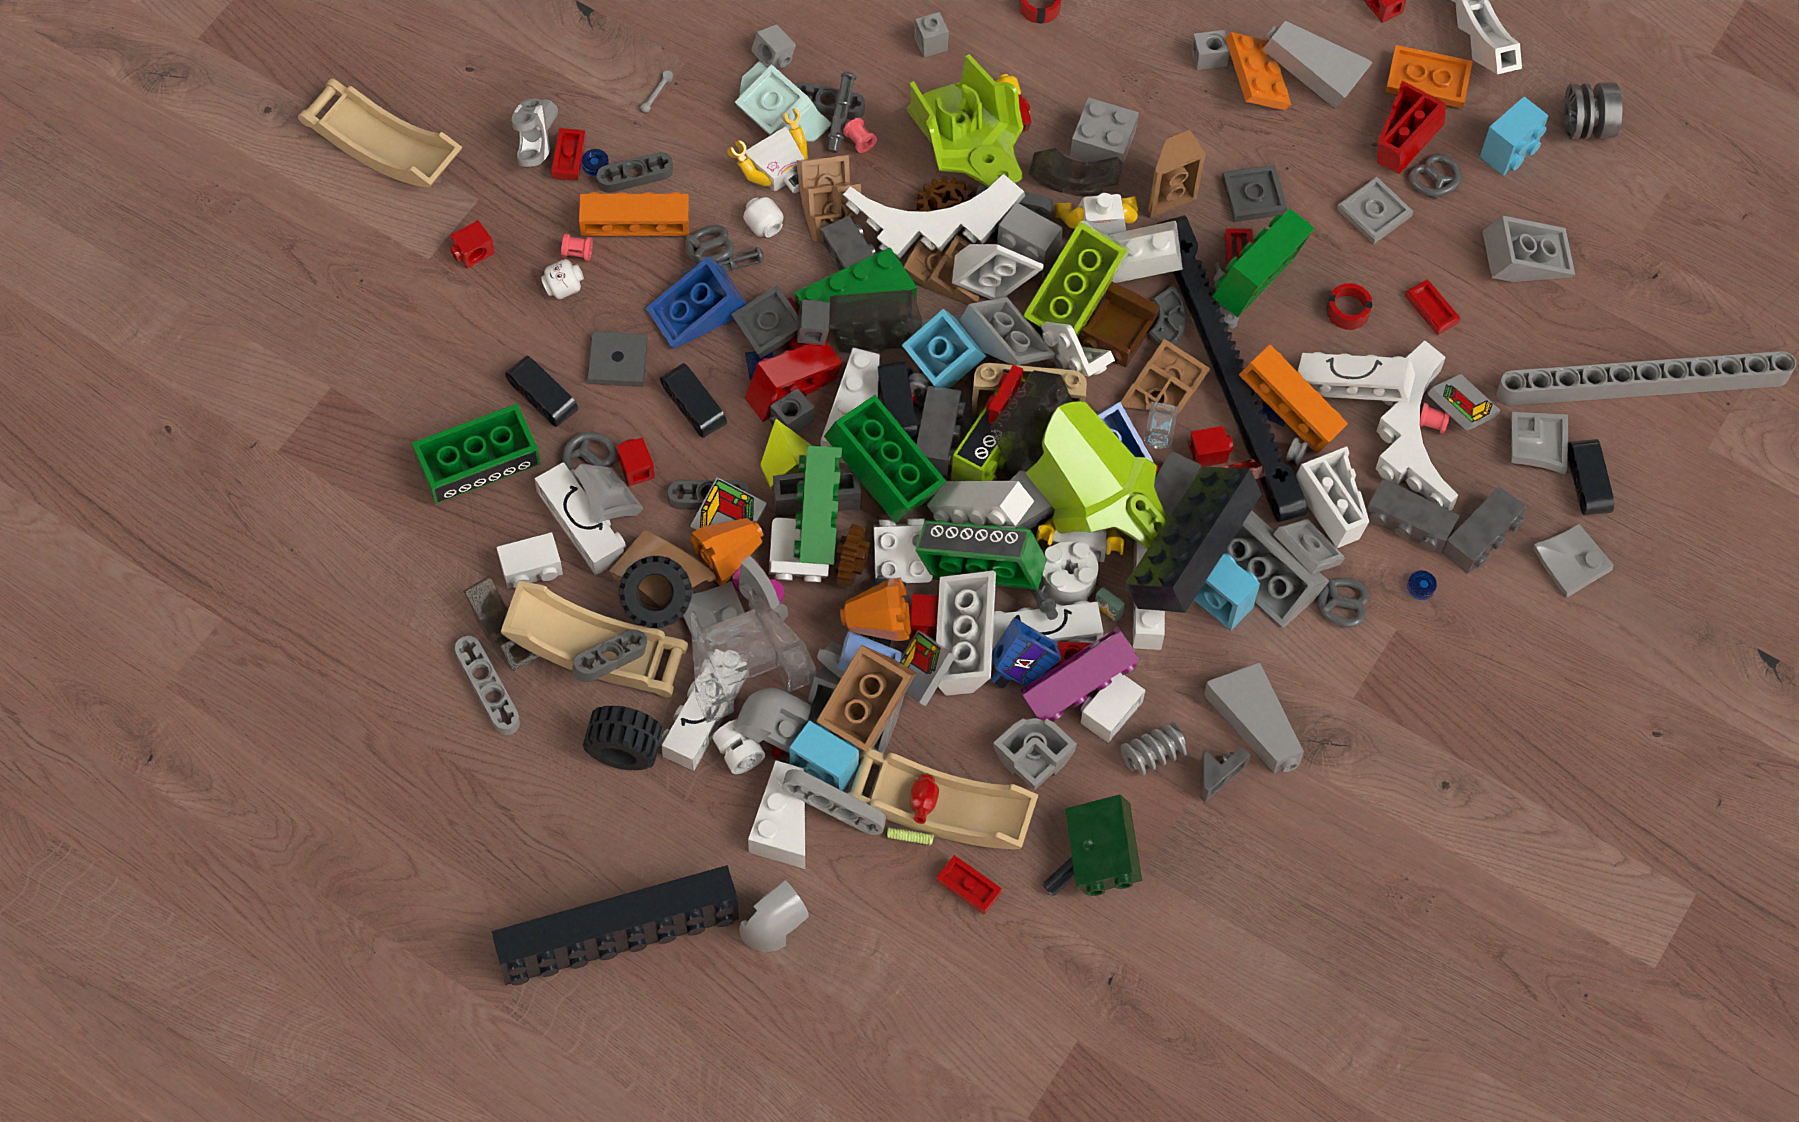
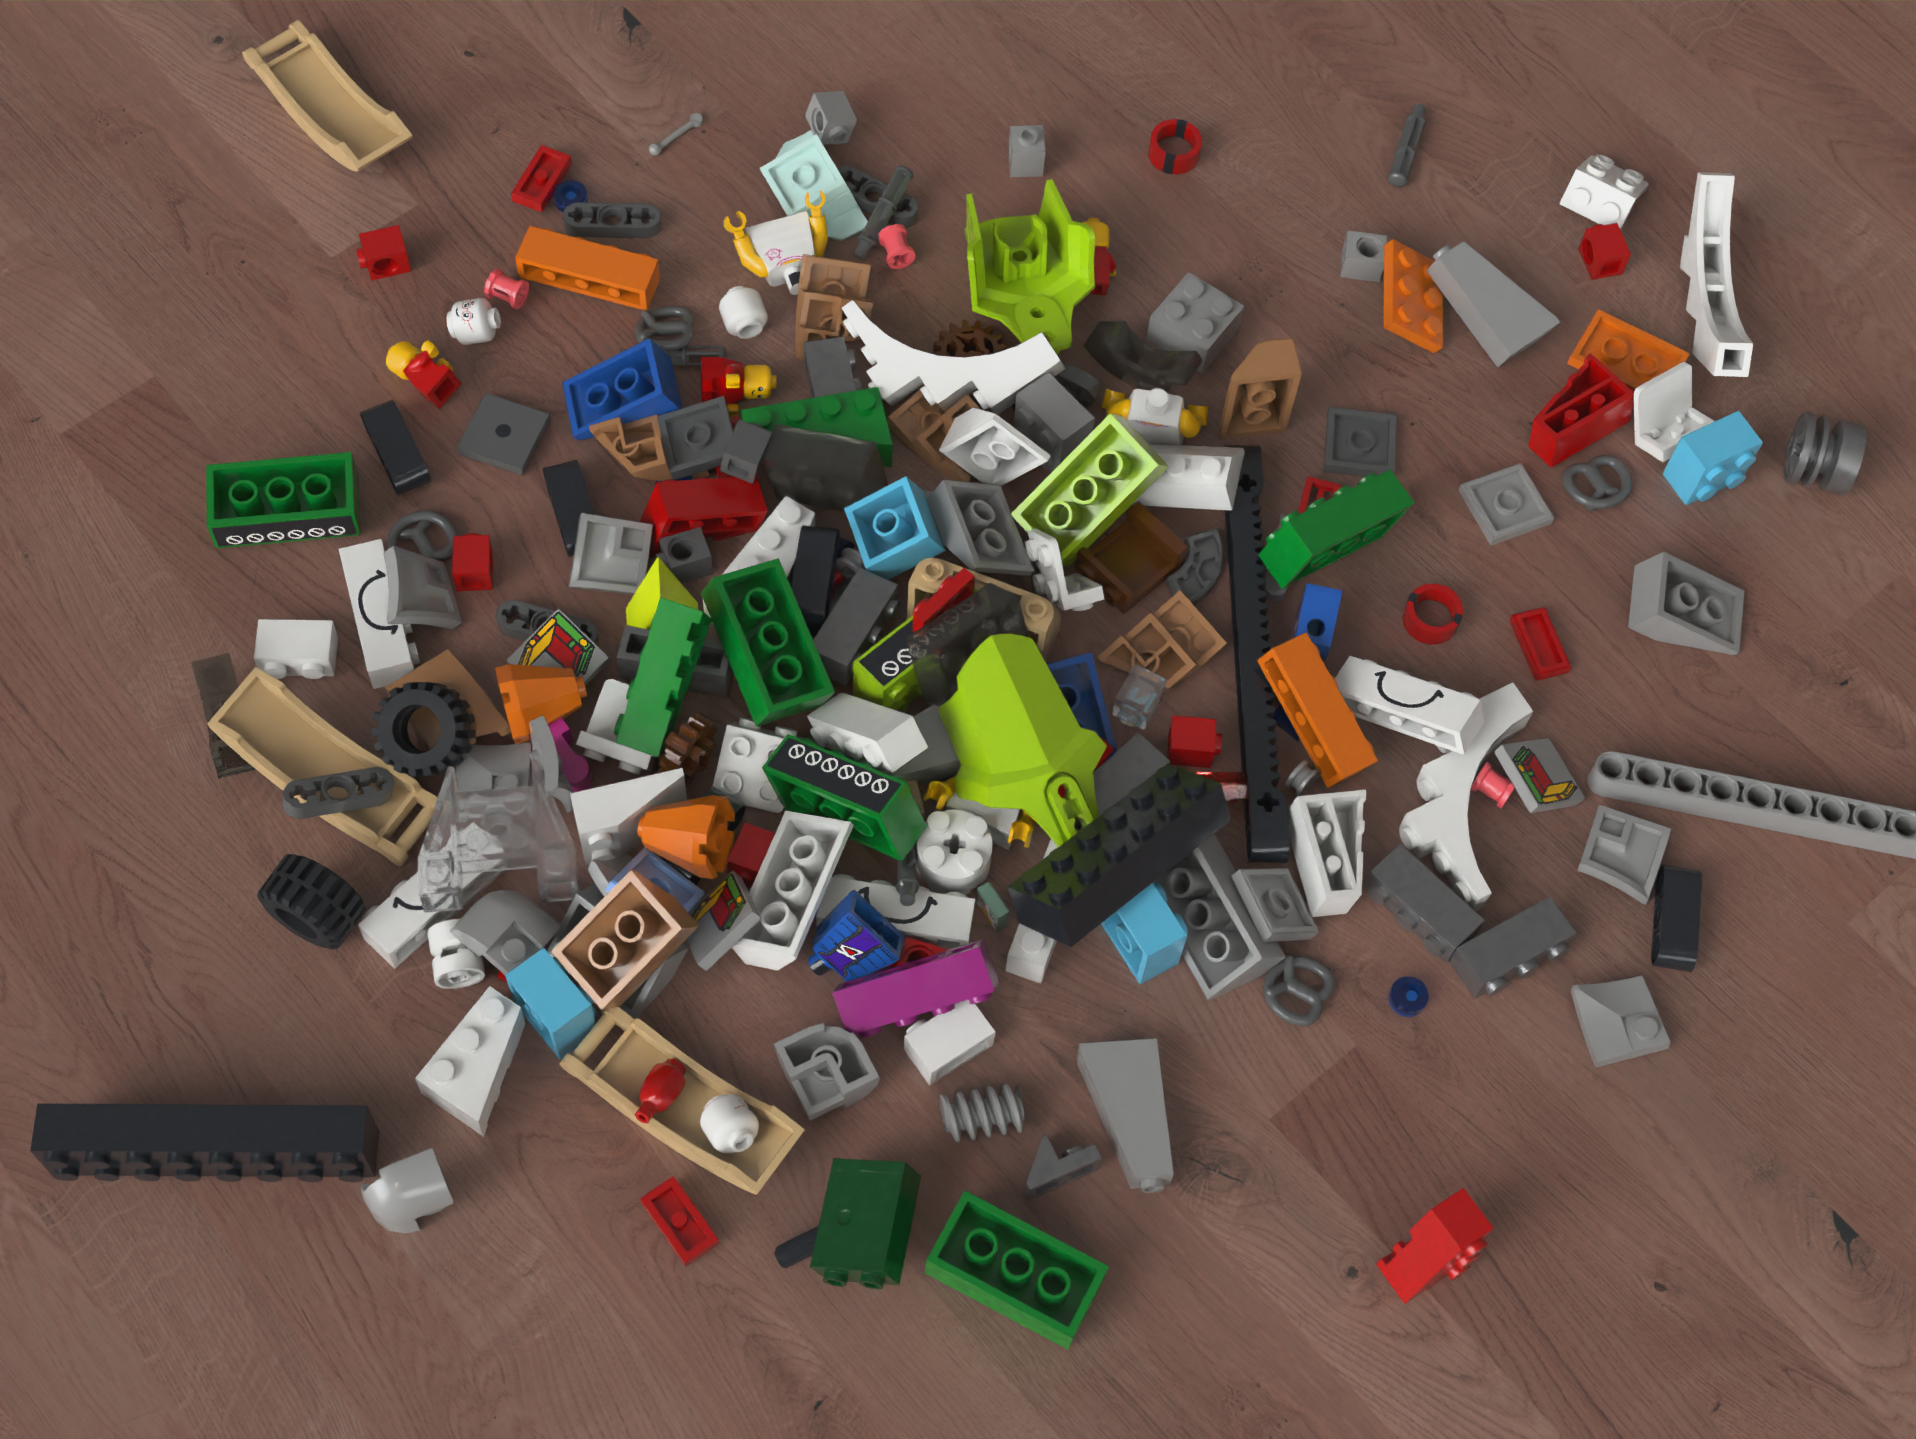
camera: 15 degrees right, 0 degrees up
(484, 686) = (187, 786): light grey beam -> none
(532, 121) = (507, 132): light grey connector -> none
(542, 328) = (432, 380): none -> red piece
(725, 341) = (637, 447): none -> medium nougat slope
(736, 427) = (610, 554): none -> light grey plate
(771, 271) = (731, 380): none -> piece
(817, 615) = (611, 813): none -> white slope
(834, 802) = (542, 1061): light grey beam -> none
(910, 836) = (630, 1133): yellowish green piece -> none
(982, 806) = (728, 1122): none -> white head
(1217, 848) = (1016, 1269): none -> green brick
(1269, 329) = (1318, 616): none -> blue torso
(1470, 112) = (1666, 412): none -> white bracket
(1502, 747) = (1440, 1246): none -> red wedge

